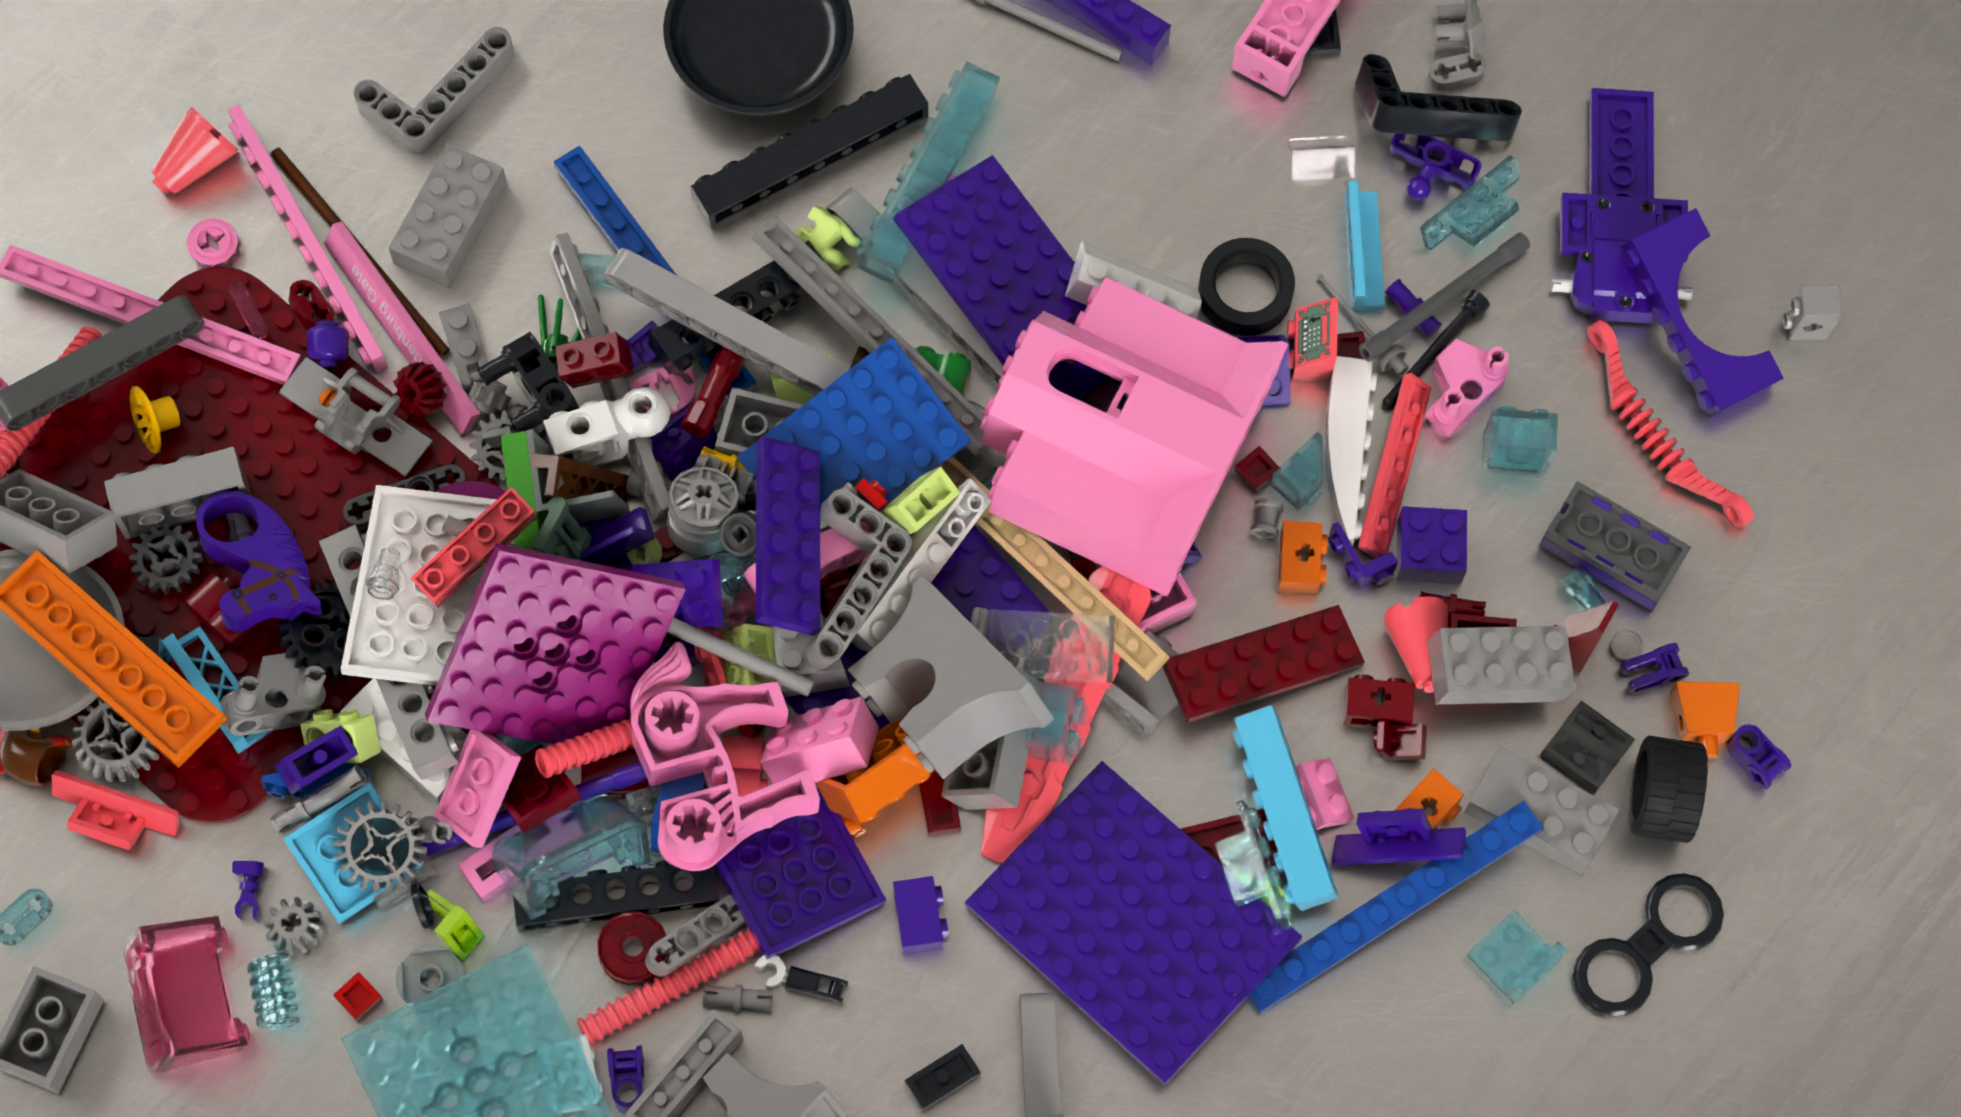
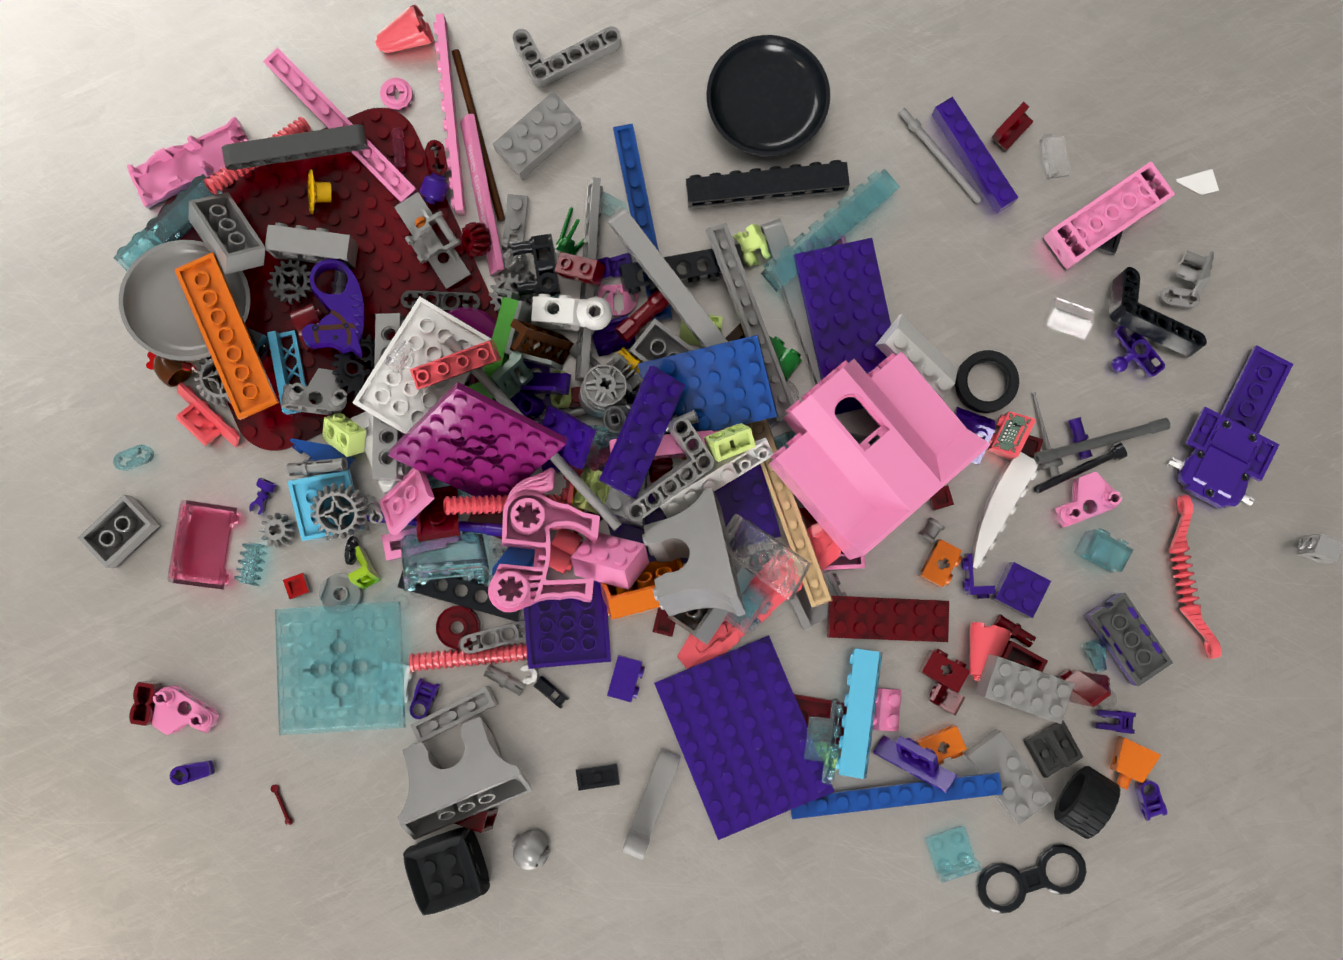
camera: 30 degrees right, 15 degrees up
(315, 760) = (322, 445): dark purple slope -> none
(873, 493) = (705, 424): red plate -> none
(1302, 474) = (965, 513): clear light blue slope -> none
(1364, 249) = (1068, 387): medium azure fence -> none
(1394, 466) = (1022, 531): coral tile -> none
(1477, 209) = (1148, 394): clear light blue bracket -> none
(1715, 376) = (1241, 479): dark purple arch -> none

